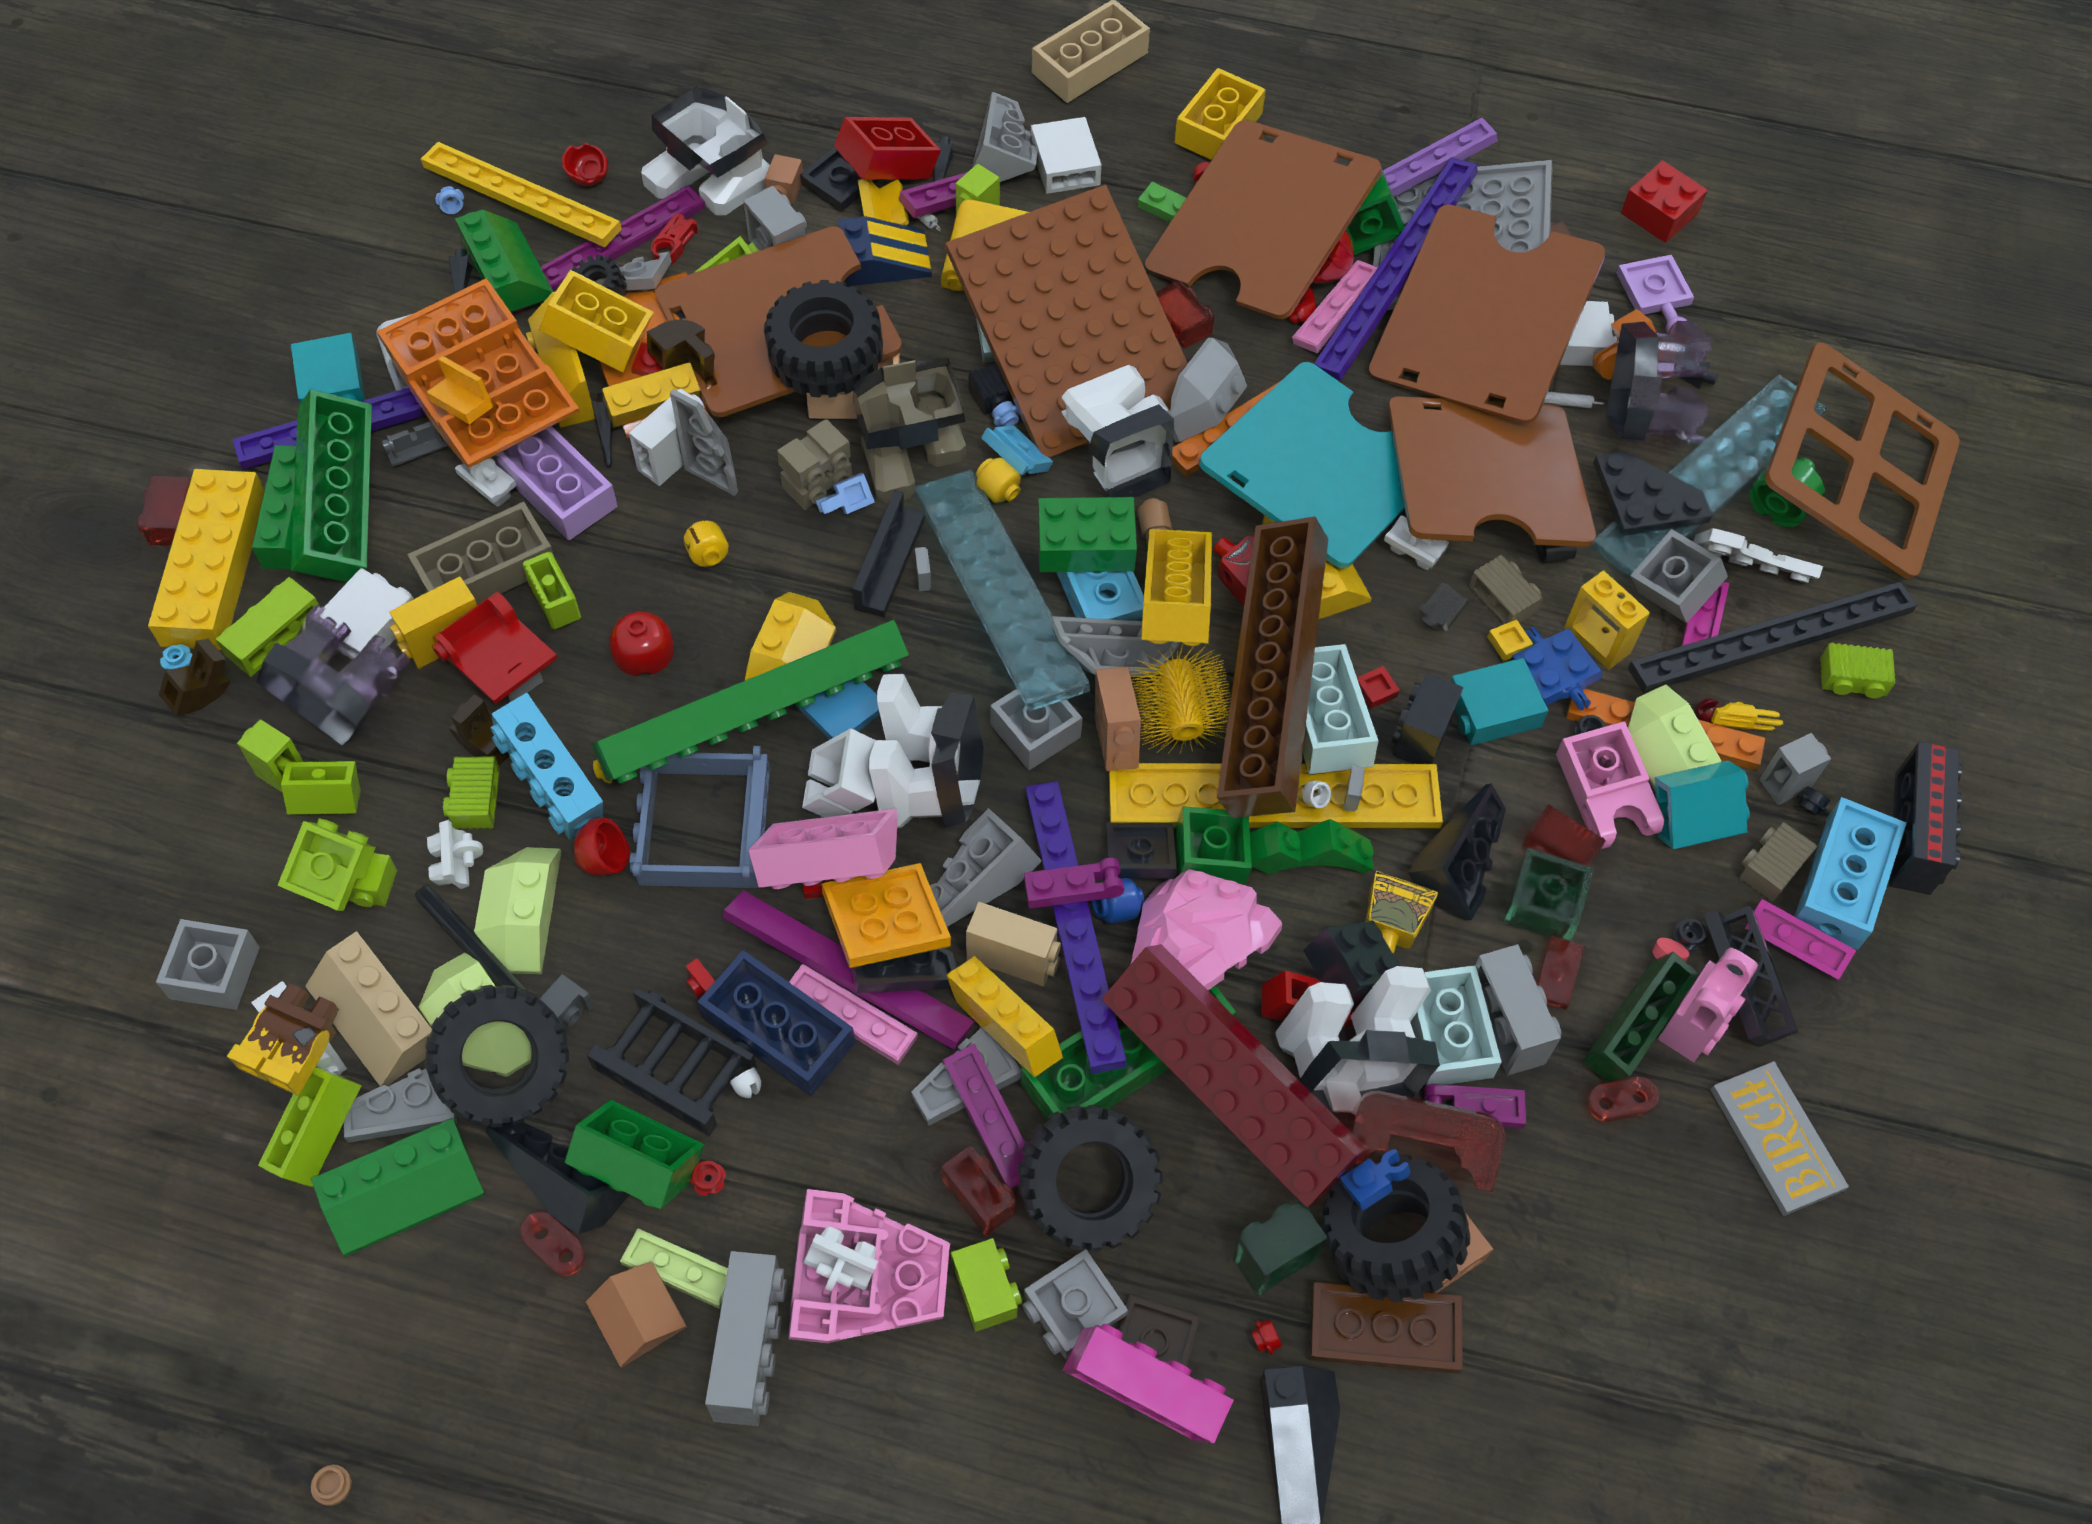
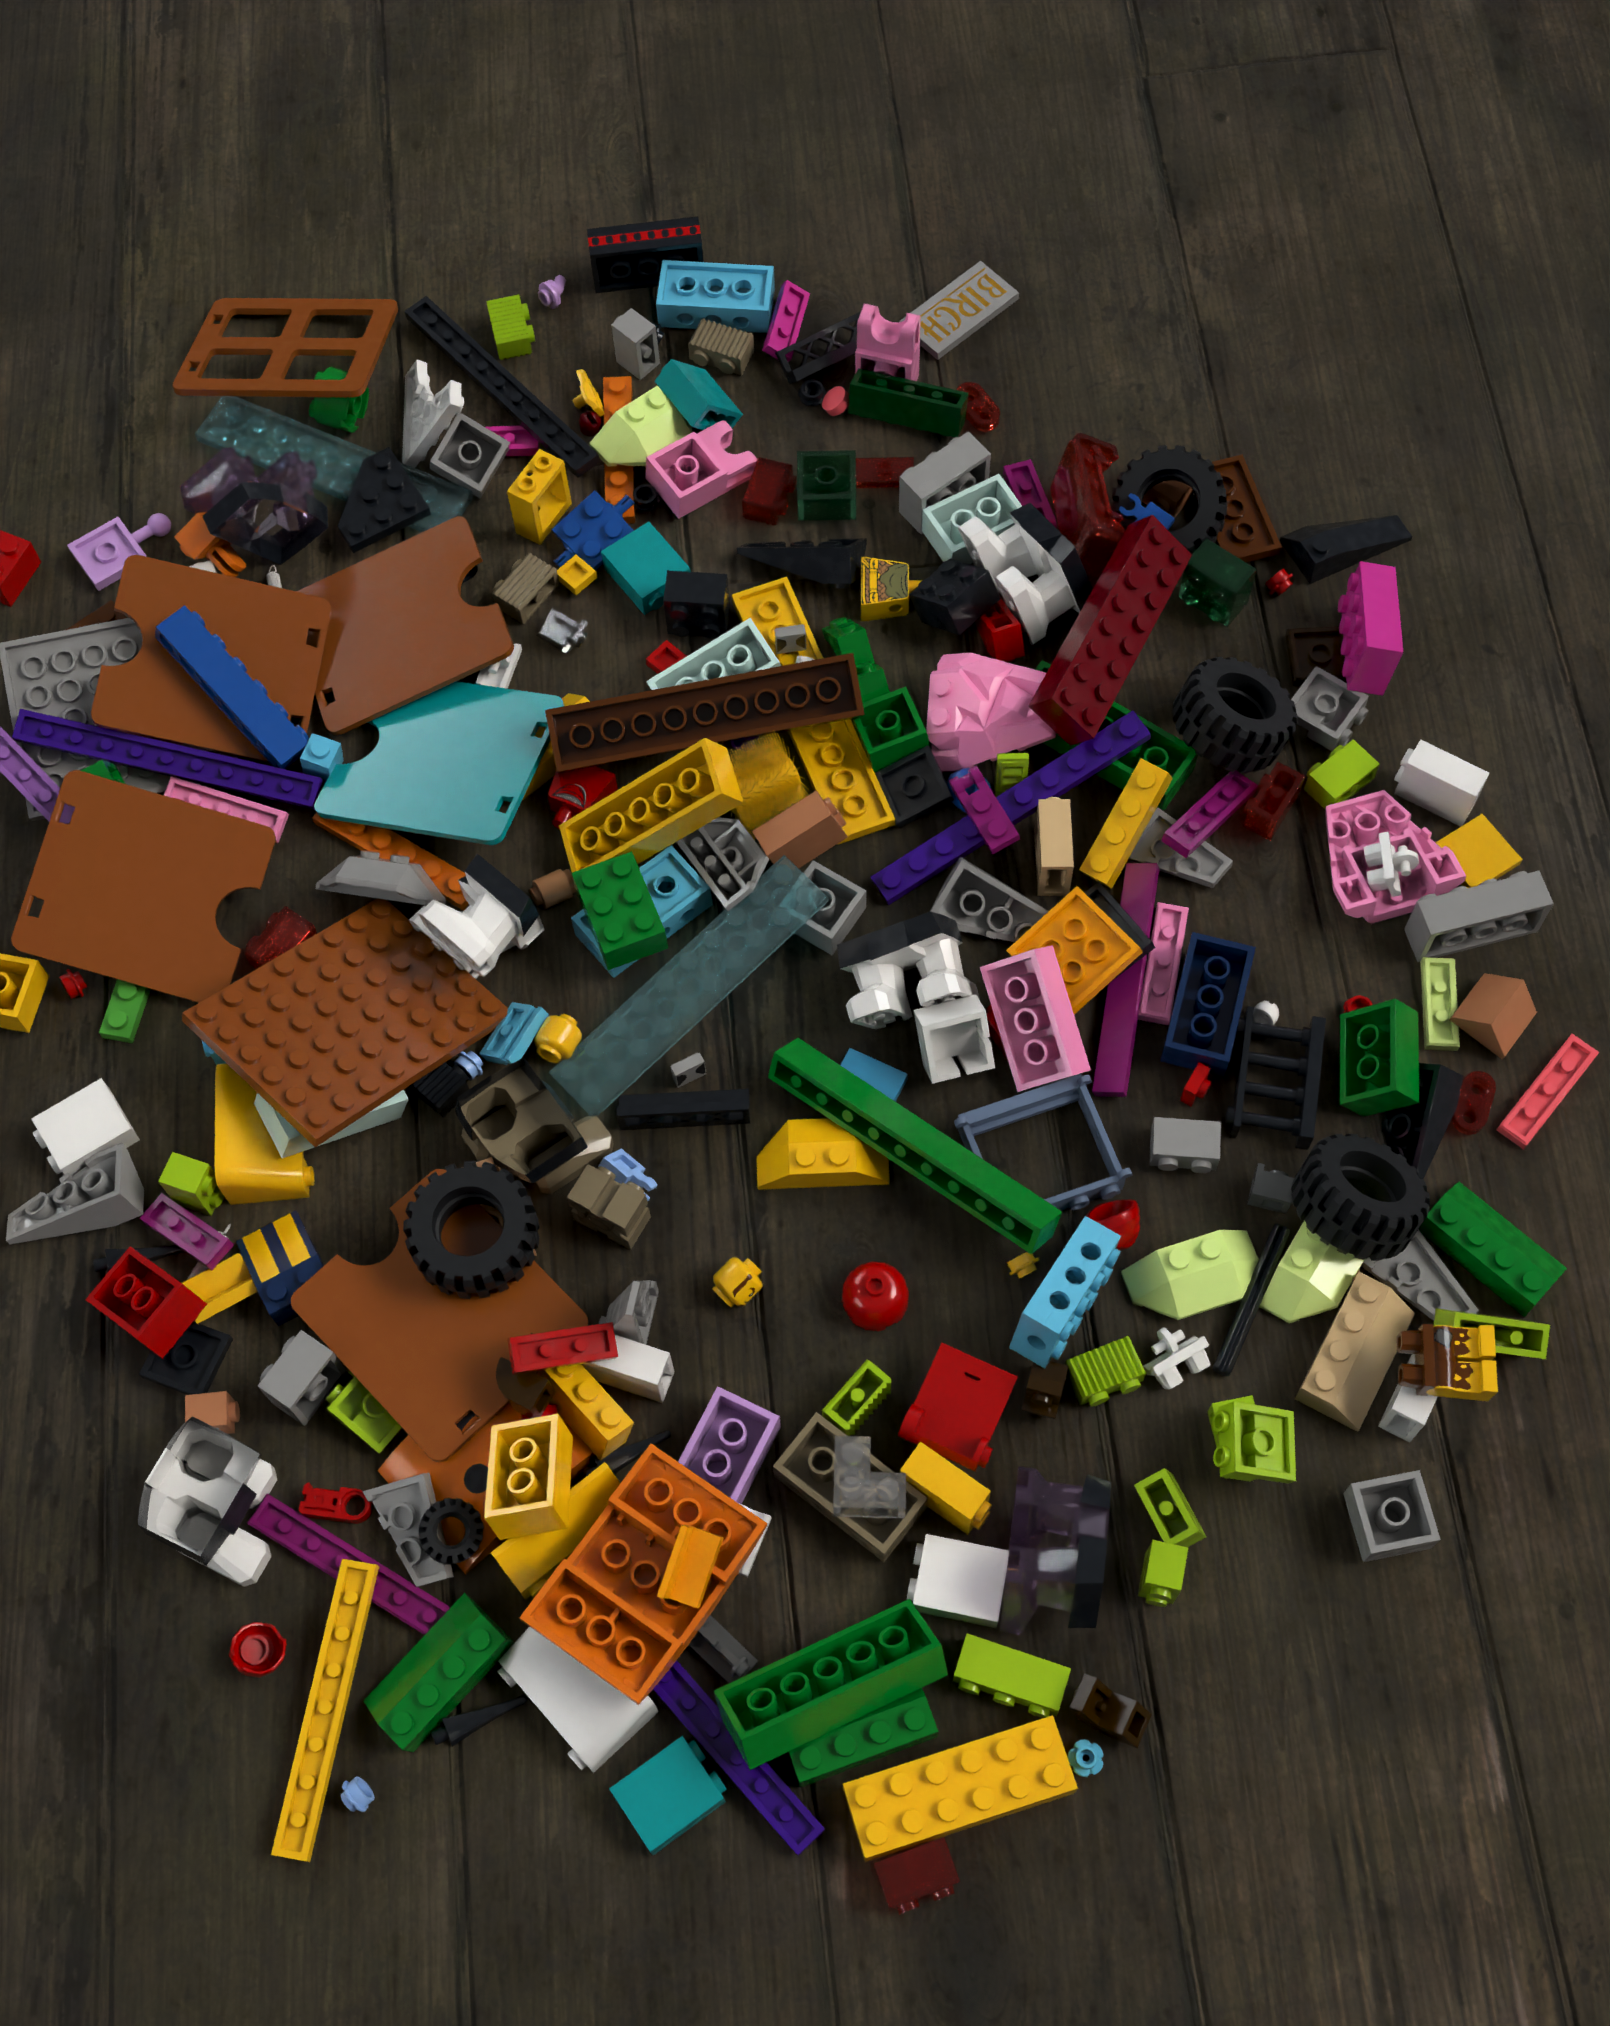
camera: 105 degrees left, 5 degrees up
(464, 541) = (861, 1491): none -> clear brick
(530, 1334) = (1547, 1091): none -> coral tile
(647, 946) = (1185, 1144): none -> light grey brick
(686, 360) = (562, 1348): none -> red plate
(831, 1396) = (1481, 851): none -> yellow tile
(923, 1378) = (1439, 782): none -> white brick
(1112, 937) = (1010, 770): none -> lime slope
(1364, 381) = (321, 756): none -> medium azure brick
(1447, 315) = (232, 688): none -> blue brick
(1895, 722) = (550, 291): none -> lavender plate

